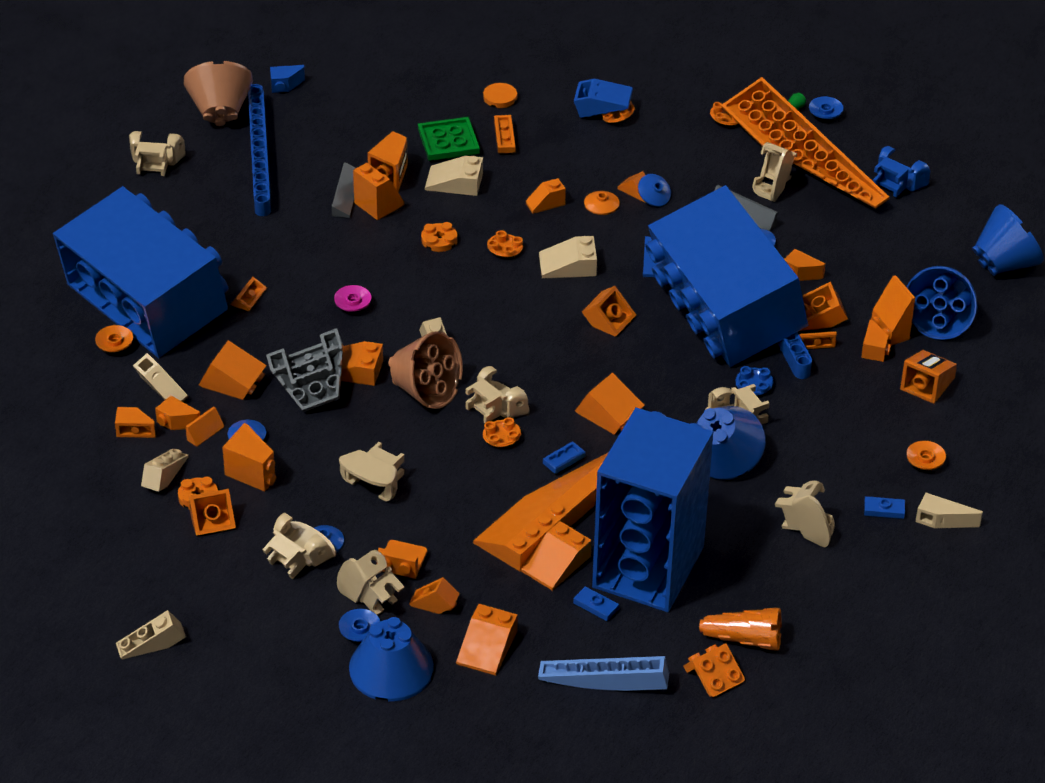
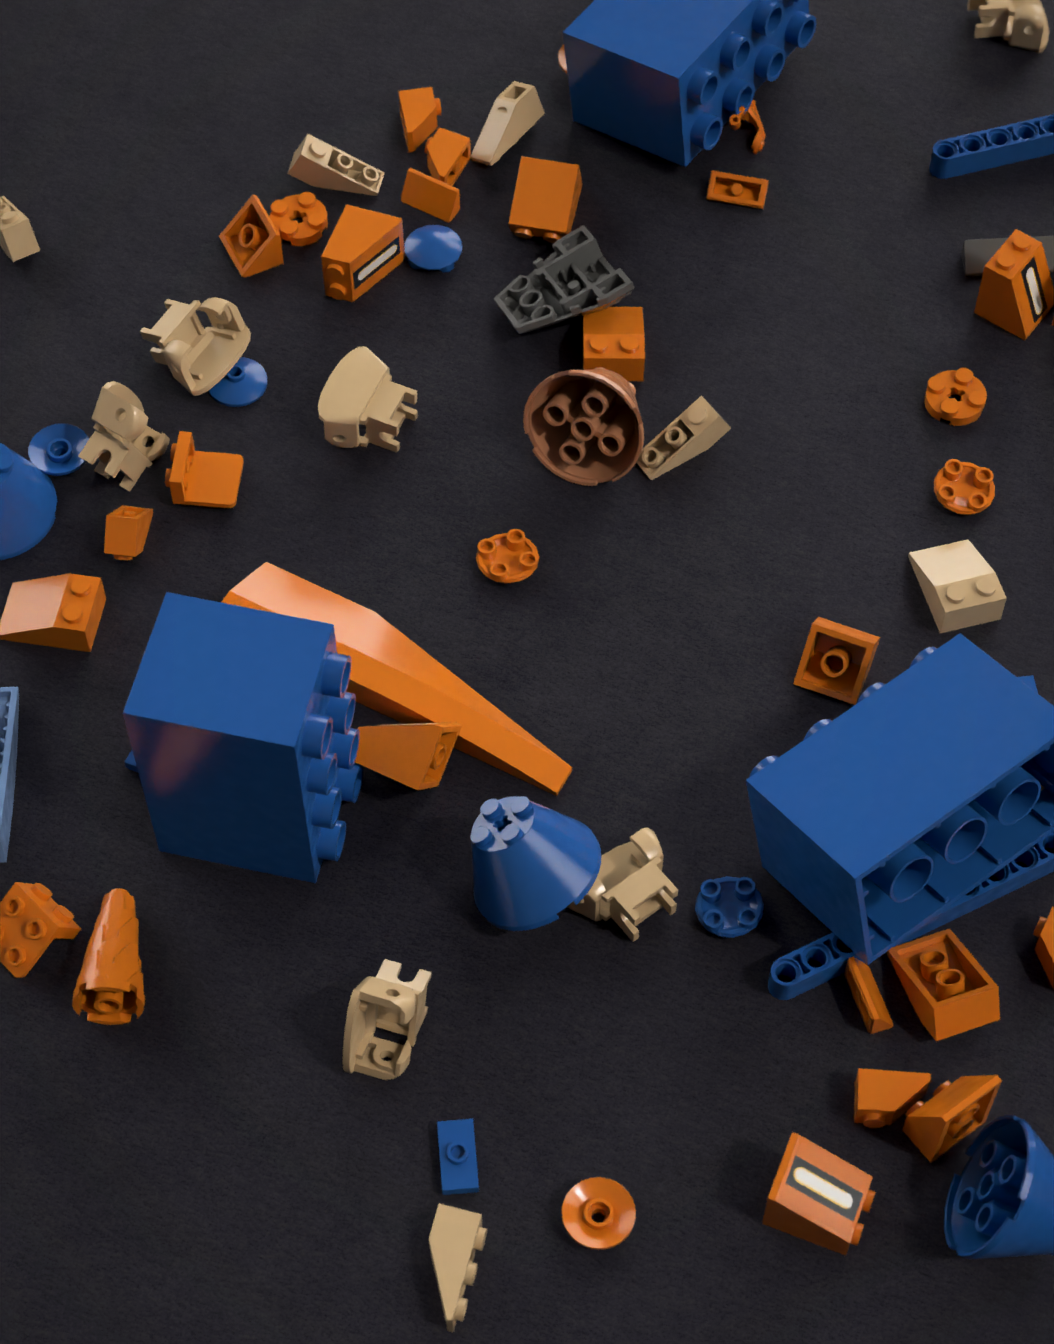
camera: 80 degrees right, 15 degrees up
(352, 298) = (760, 310): dark pink dish -> none
(496, 398) = (579, 540): tan piece -> none
(564, 457) = (469, 650): blue plate -> none
(609, 404) = (596, 693): orange slope -> none

